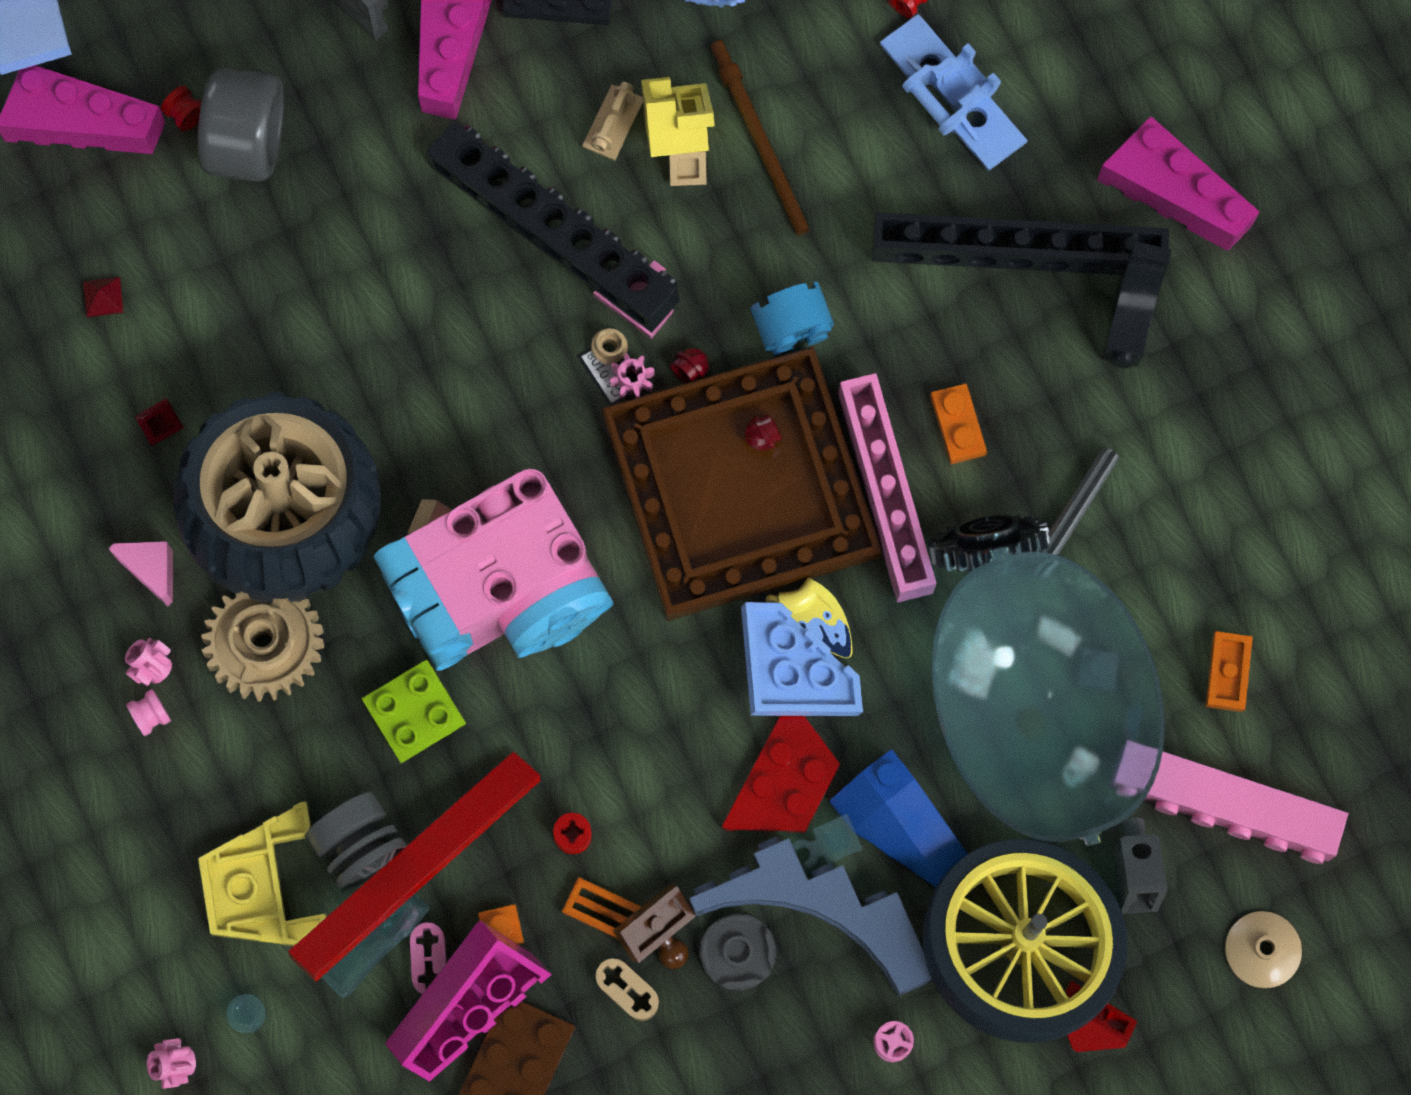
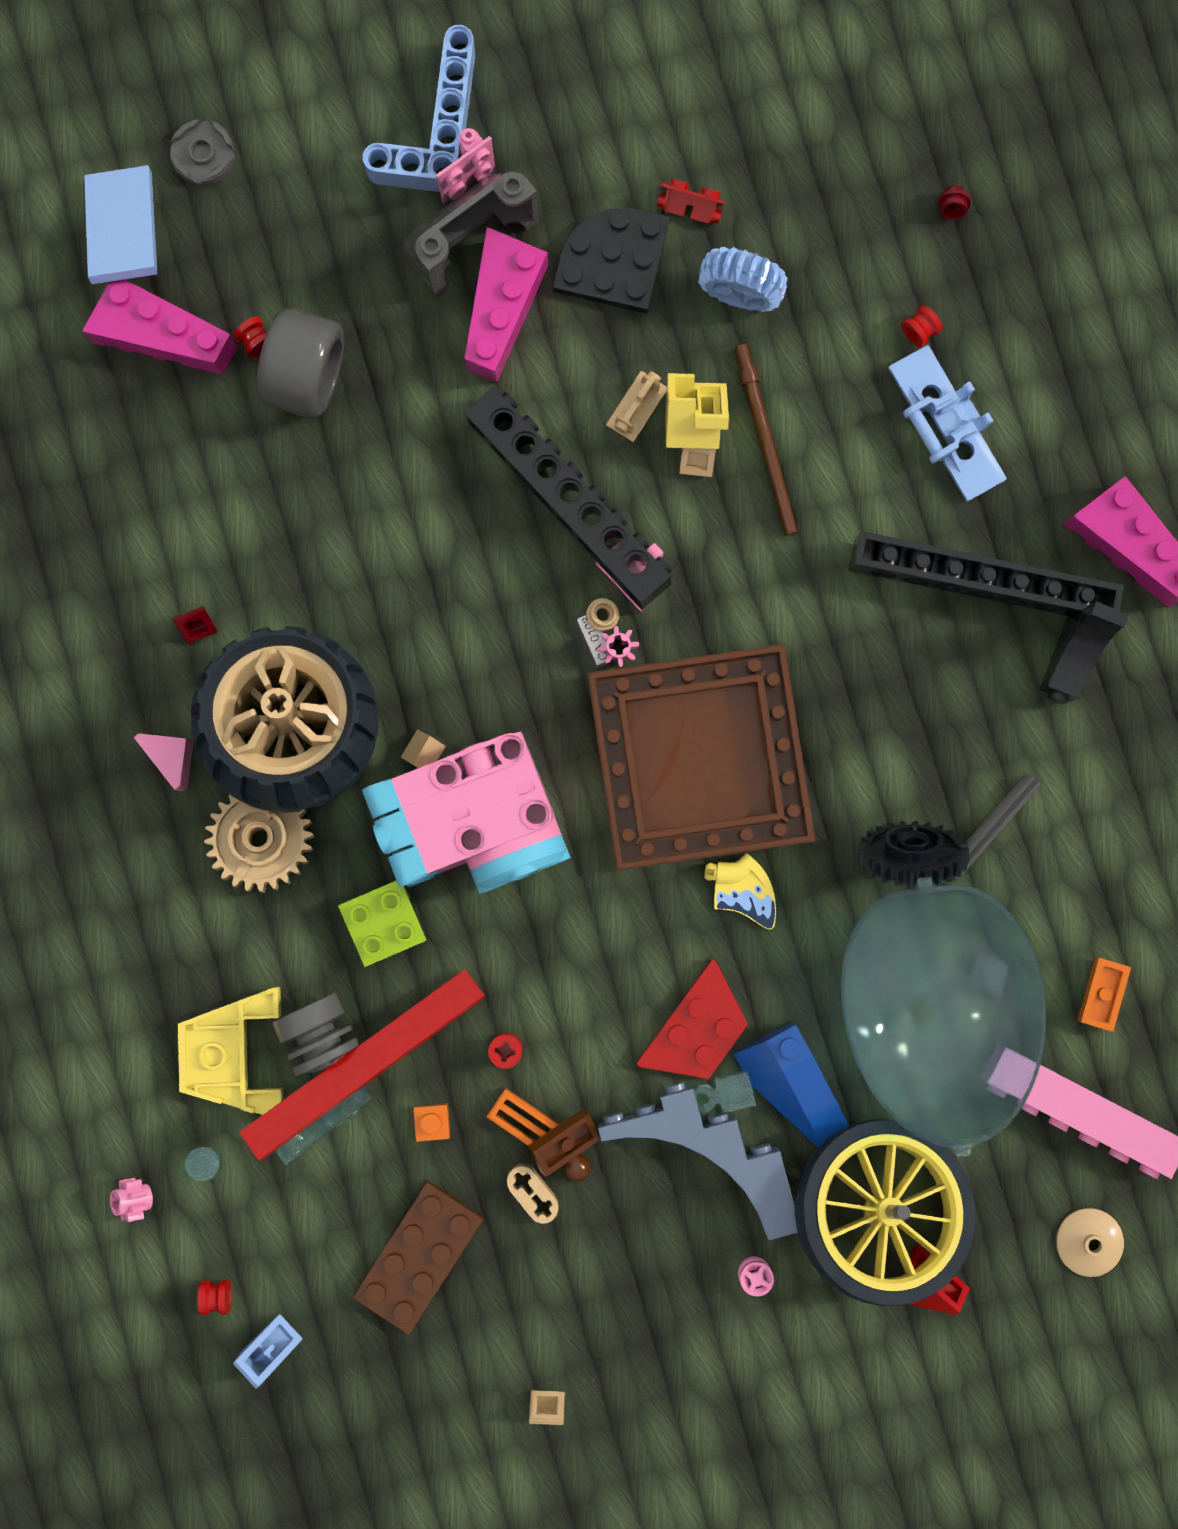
camera: 10 degrees right, 10 degrees up
(103, 297) = (162, 501): dark red slope -> none
(148, 661) = (157, 842): bright pink gear -> none
(148, 712) = (151, 887): bright pink wheel -> none
(418, 957) = (357, 1140): bright pink beam -> none
(464, 1000) = (389, 1186): dark pink wedge -> none
(690, 365) = (672, 644): dark red plate -> none
(737, 952) = (633, 1174): dark grey tile -> none
(762, 433) = (726, 716): dark red plate -> none
(792, 318) = (770, 615): dark azure brick -> none
(793, 668) = (720, 935): light blue plate -> none
(886, 488) = (829, 784): bright pink brick -> none
(958, 424) = (901, 731): orange plate -> none
(1139, 869) = (997, 1174): dark grey torso -> none

